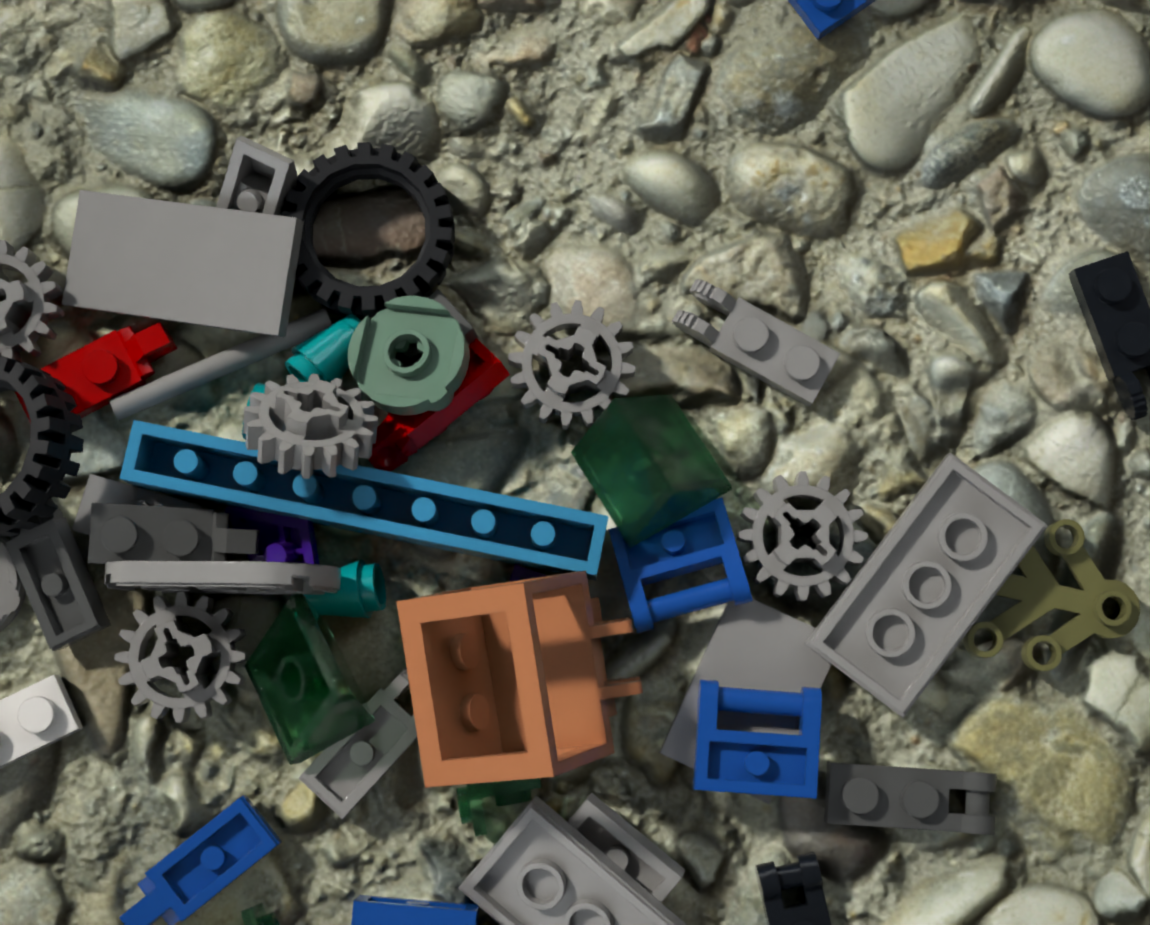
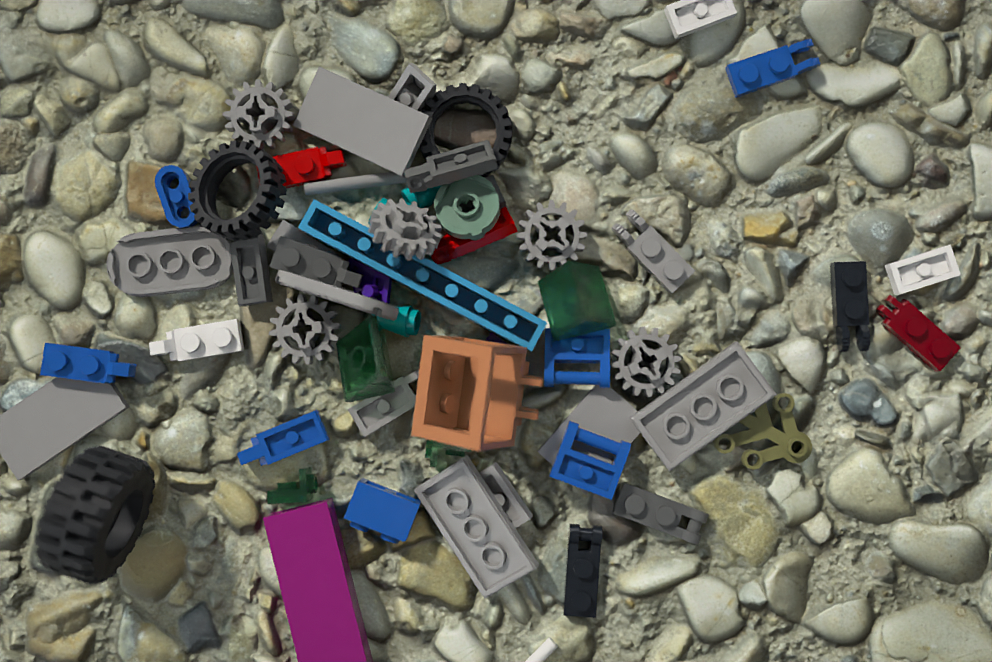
camera: 20 degrees right, 5 degrees up
(361, 294) = (451, 166): none -> dark grey hinge

